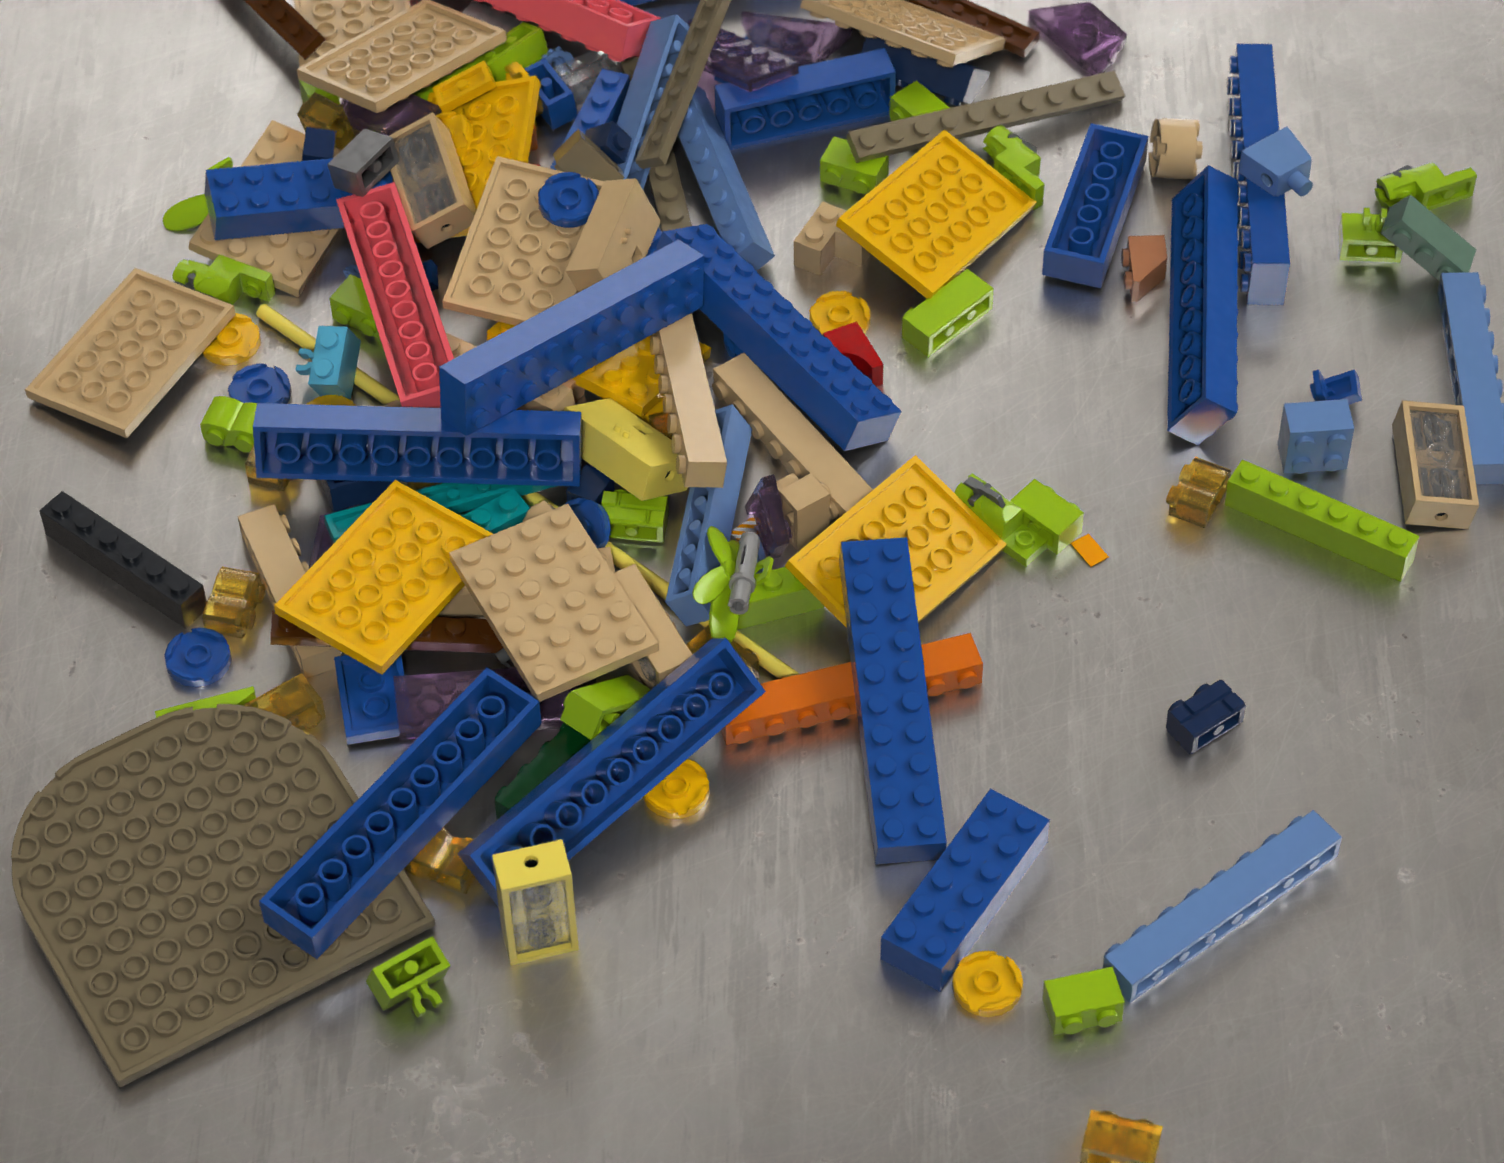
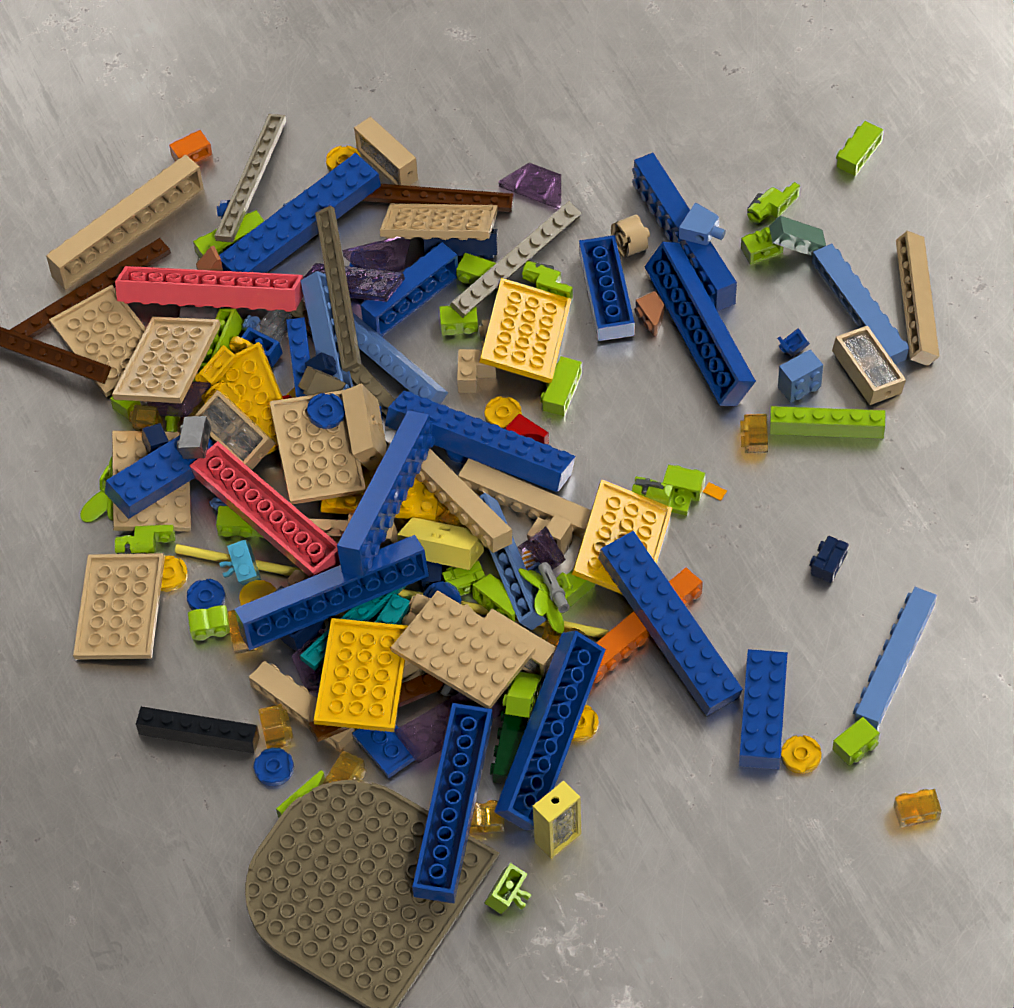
camera: 25 degrees left, 5 degrees up
(654, 551) = (493, 595): none -> lime slope

